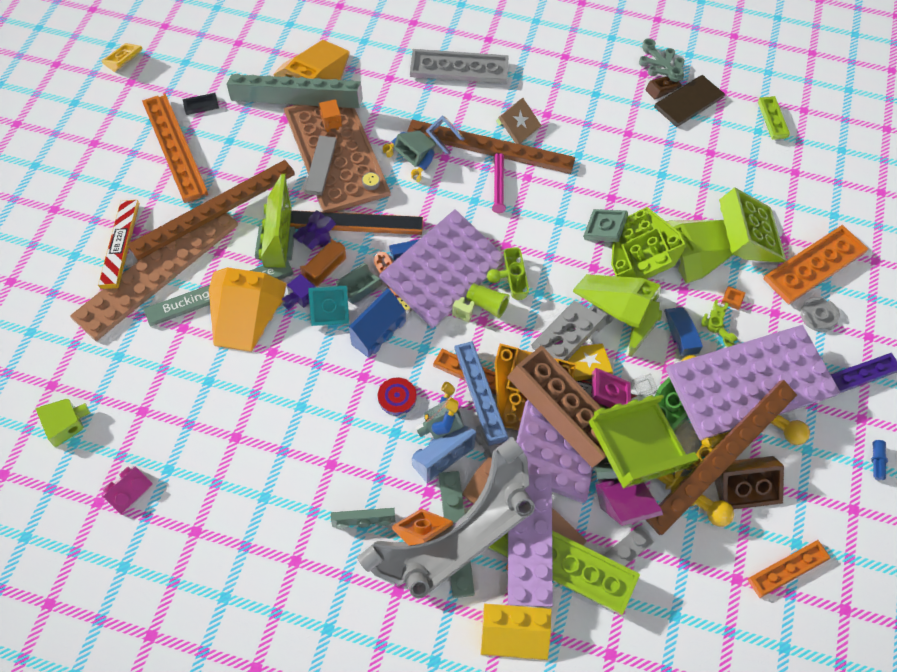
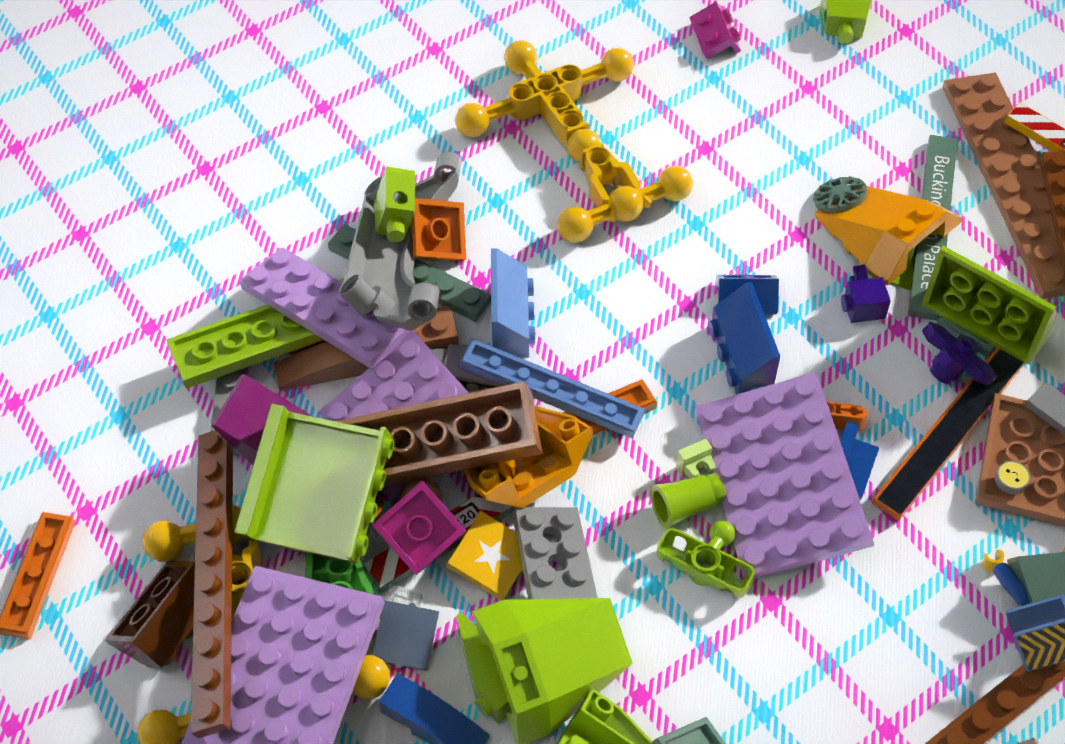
camera: 130 degrees right, 5 degrees down
(231, 341) = (840, 194): none -> sand green wheel
(289, 496) = (553, 98): none -> yellow piece
(324, 263) = (897, 349): orange window -> none
(328, 305) = (816, 308): teal plate -> none
(335, 349) = (765, 287): none -> blue panel
(359, 283) = (833, 363): sand green bracket -> none
(363, 518) = (501, 196): sand green plate -> none
(397, 396) = (628, 317): red tile -> none
(436, 548) = (392, 217): none -> lime torso
(443, 417) = (551, 329): torso -> none
(499, 206) = (902, 669): dark pink axle -> none
(516, 631) = (255, 247): yellow slope -> none
(654, 369) = (405, 635): none -> sand blue piece

